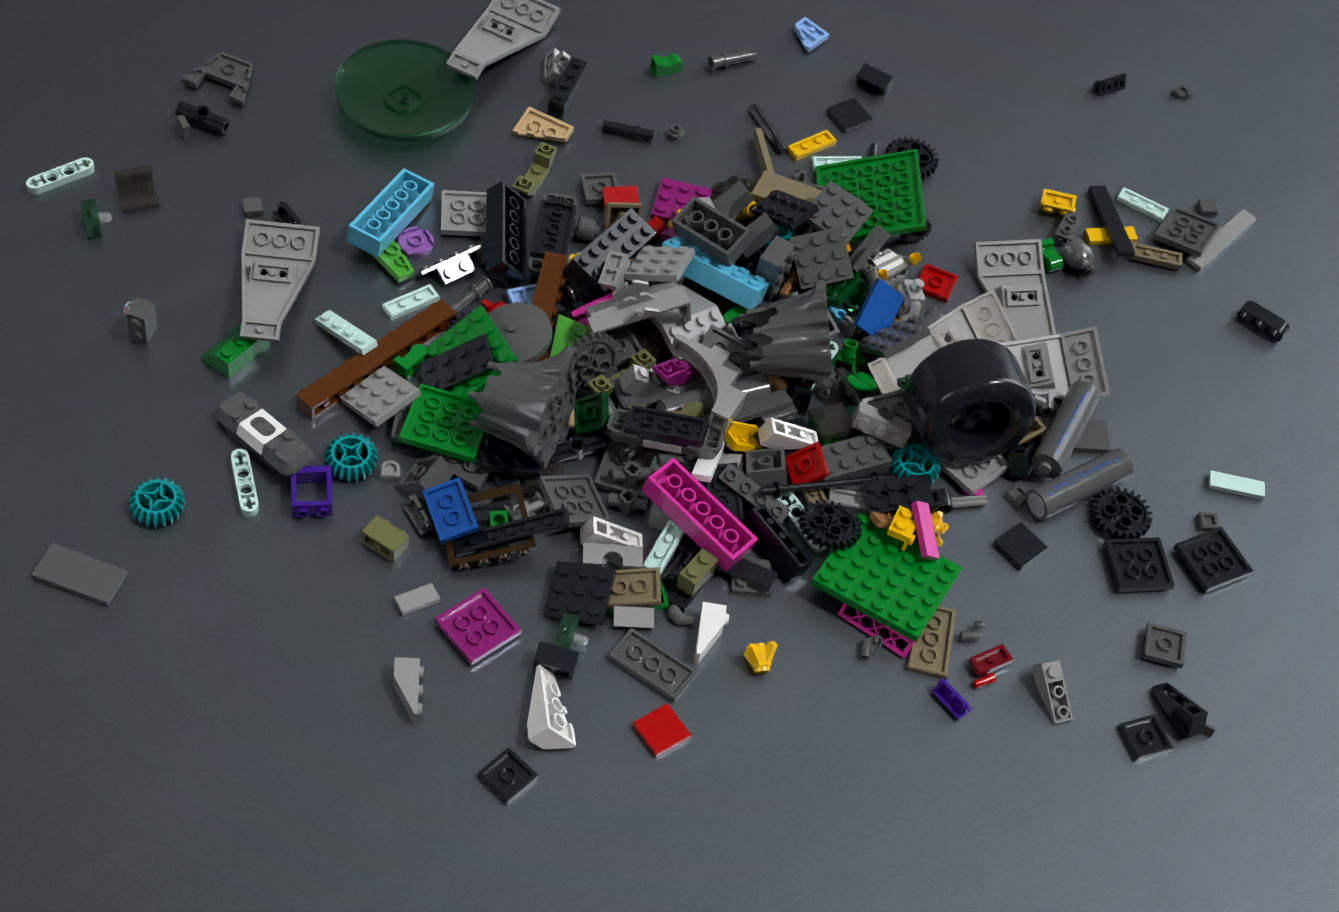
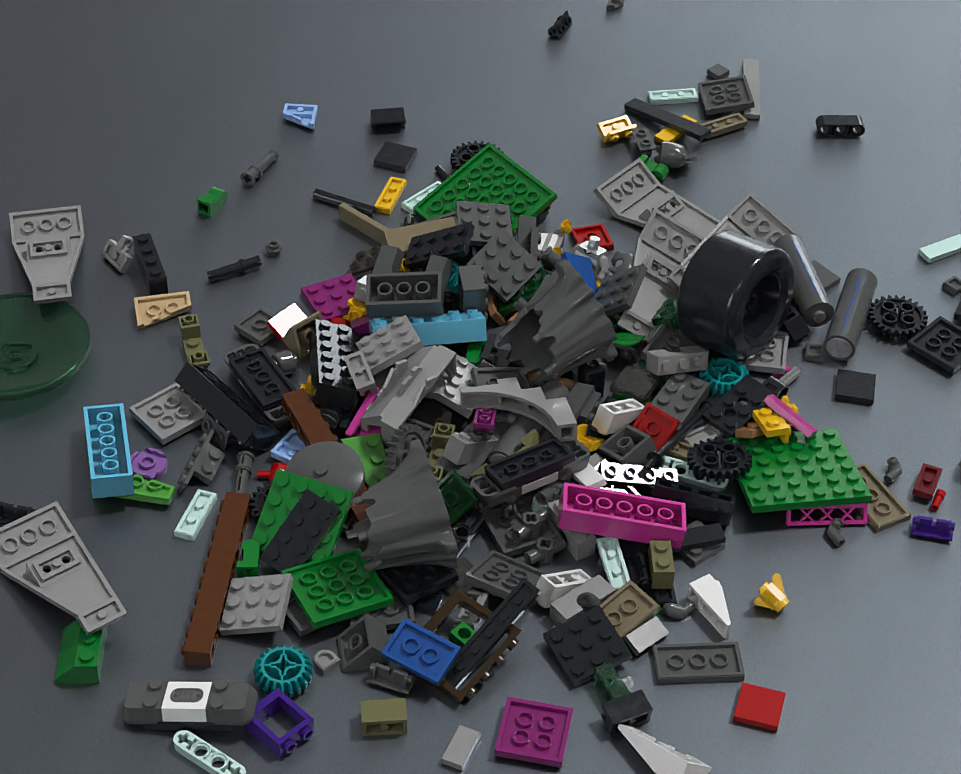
camera: 30 degrees left, 10 degrees down
(346, 332) = (170, 572): light aqua plate -> none

